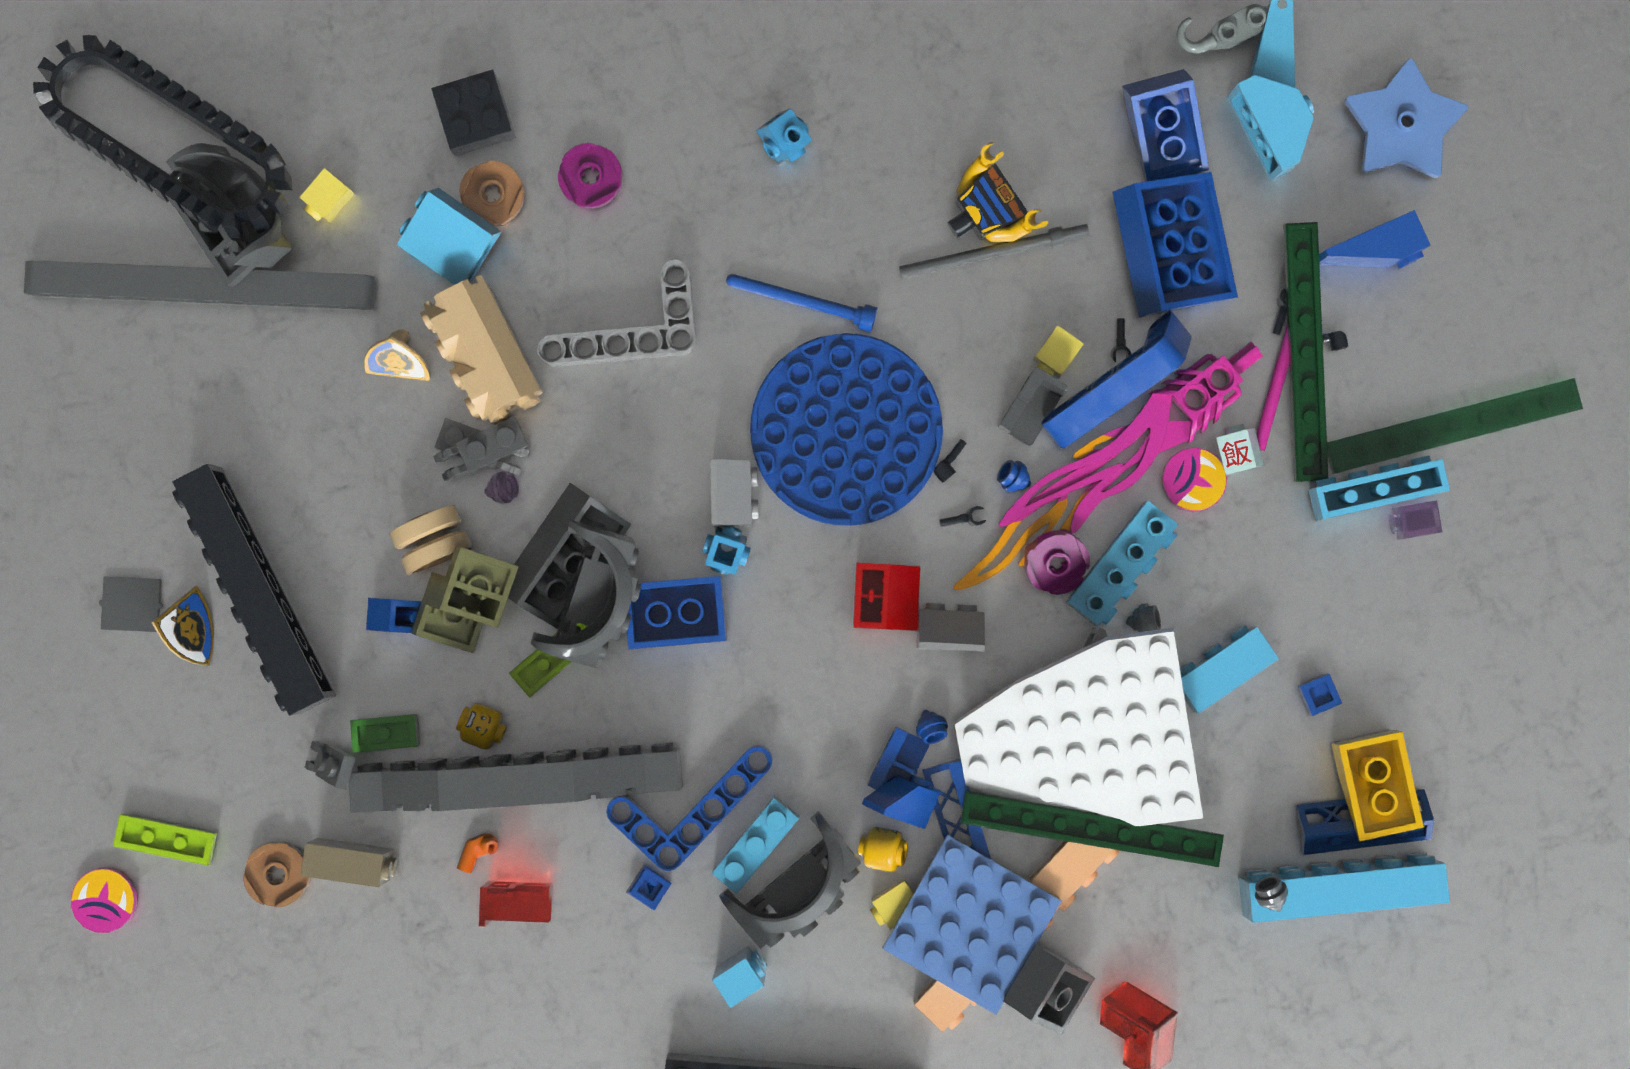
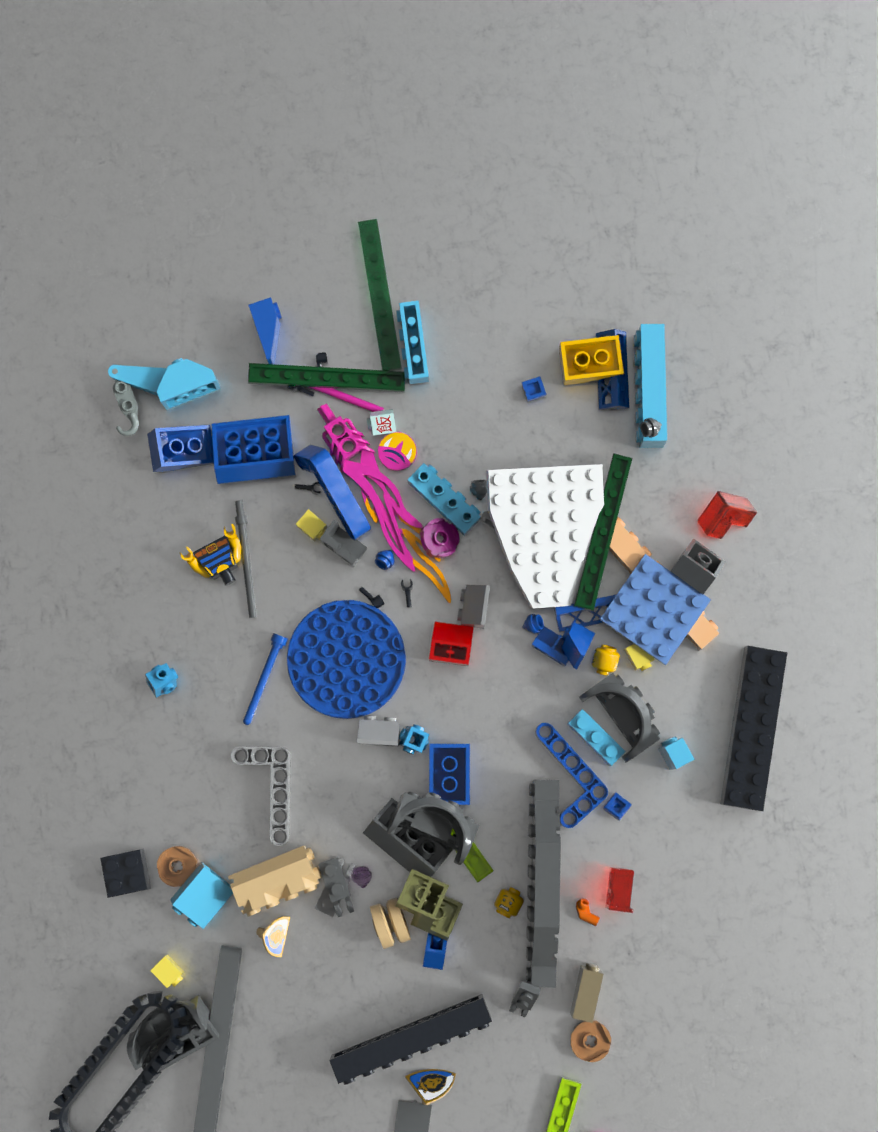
camera: 85 degrees left, 5 degrees down
(384, 733) = (508, 964): bright green plate -> none
(607, 183) = (168, 814): magenta plate -> none
(1226, 667) = (512, 442): medium azure brick -> none
(1386, 137) = (202, 317): medium blue plate -> none
(1415, 520) = (434, 322): clear purple brick -> none

